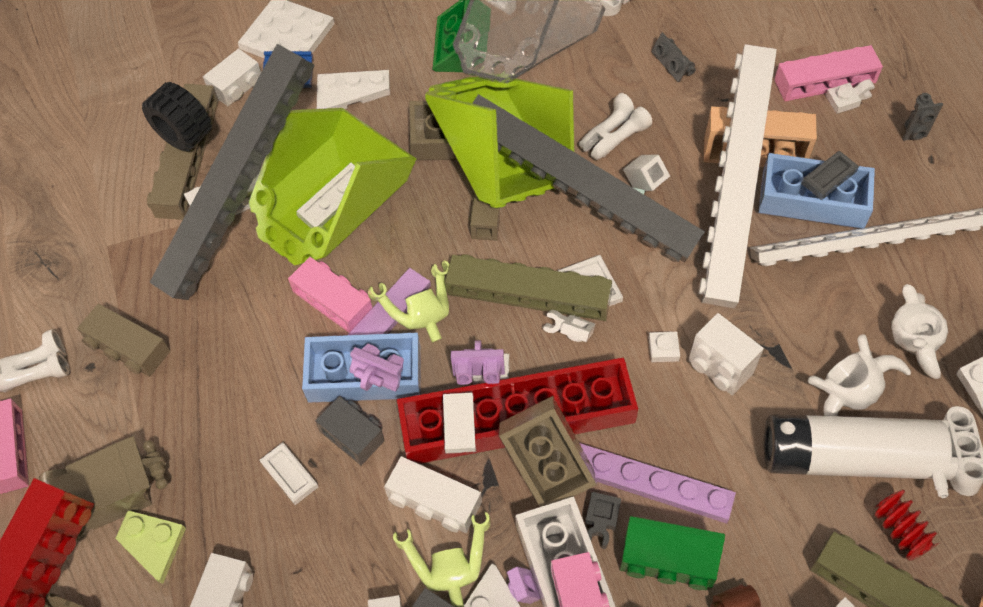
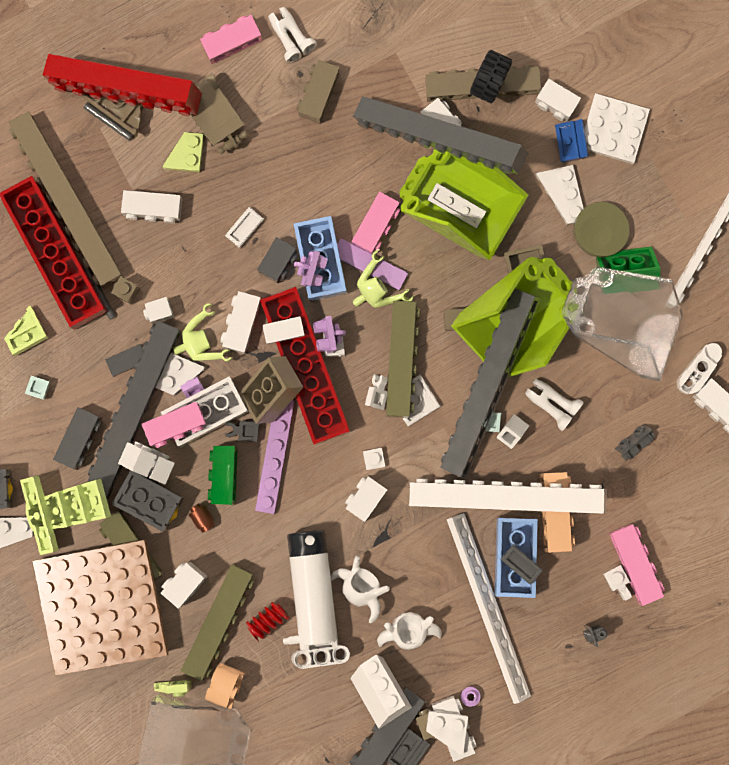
camera: 80 degrees right, 25 degrees up
(405, 54) = (601, 229): none -> olive piece

